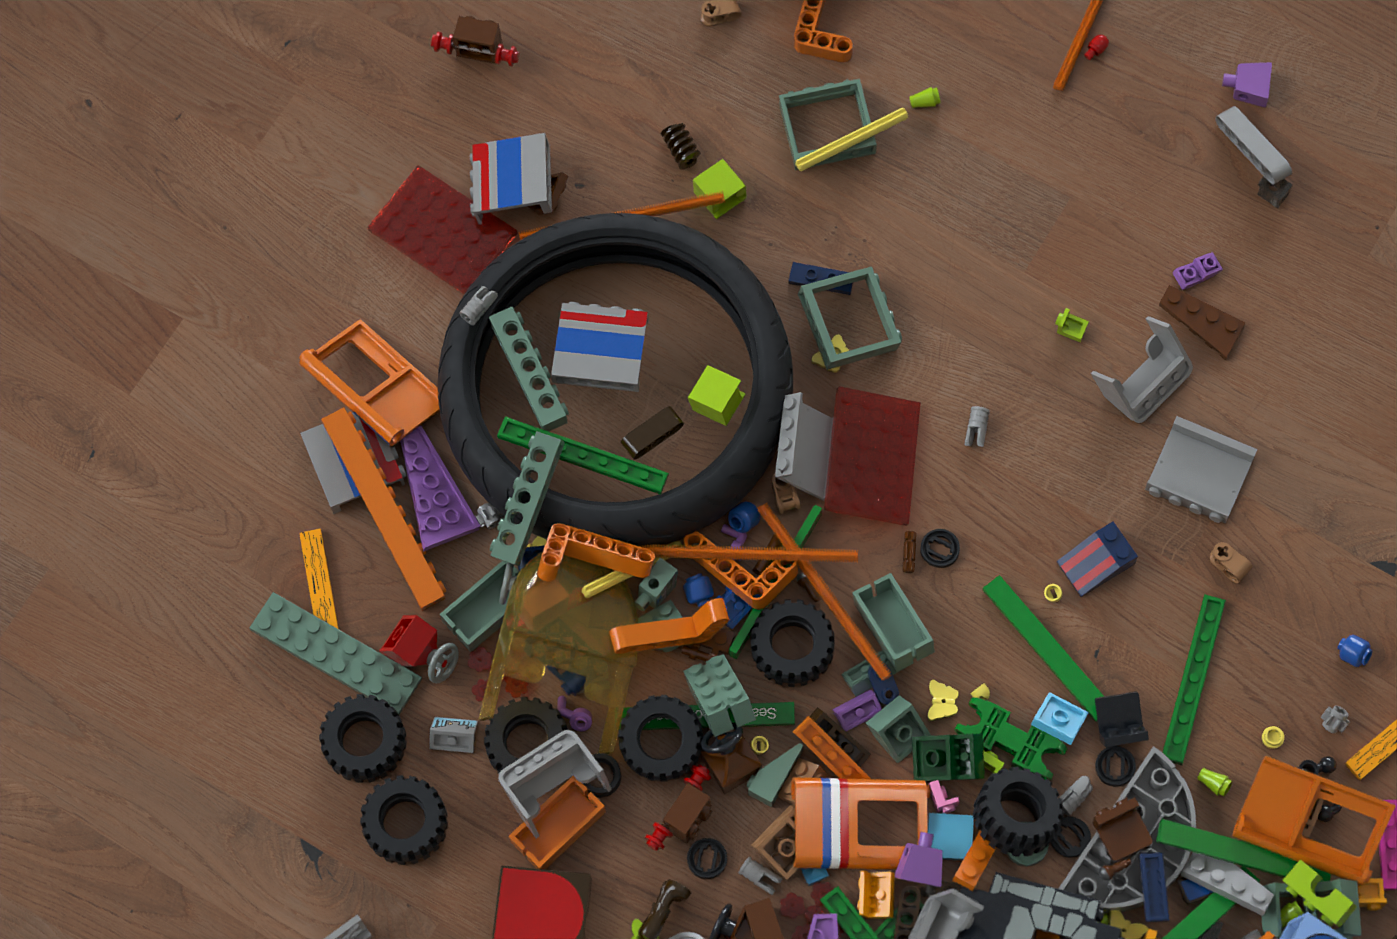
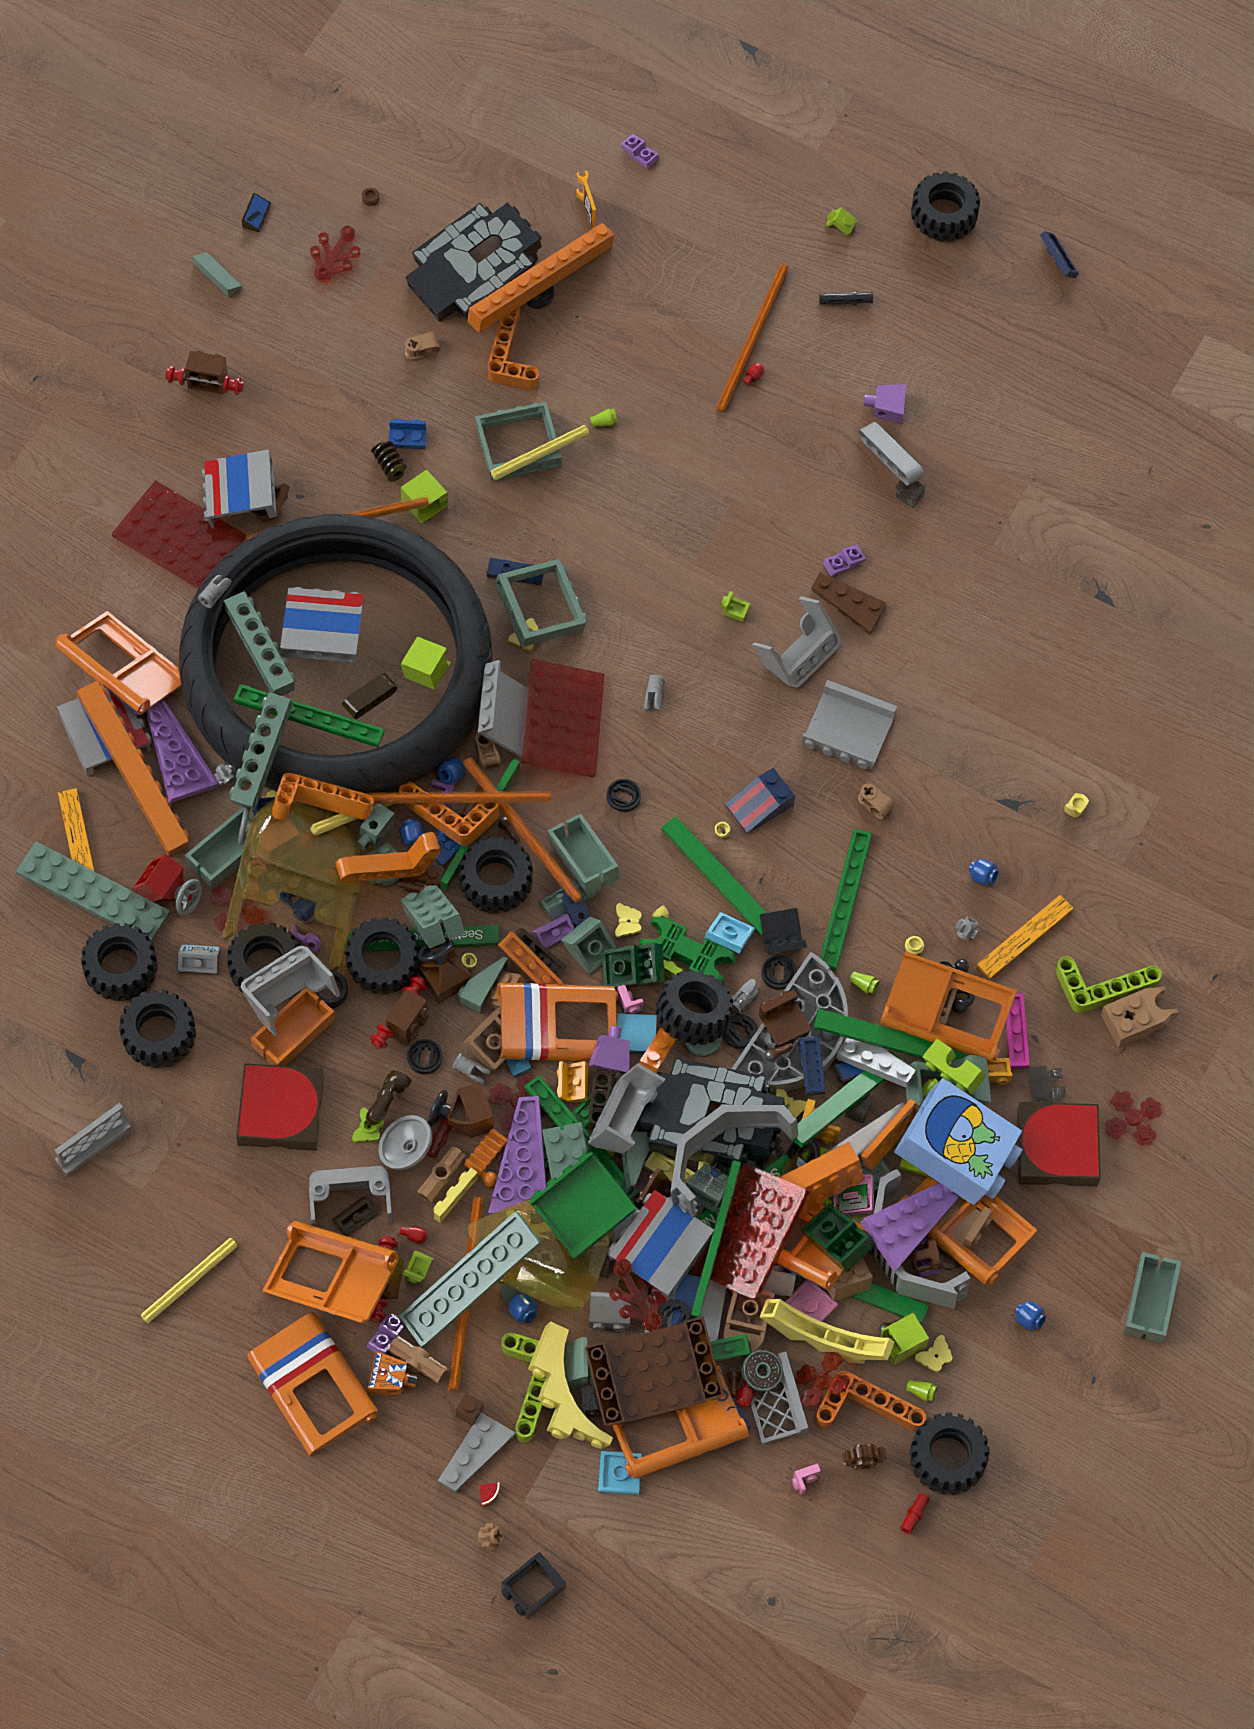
camera: 10 degrees left, 5 degrees down
(702, 114) = (408, 433): none -> blue bracket
(909, 552) = (597, 788): reddish brown axle -> none

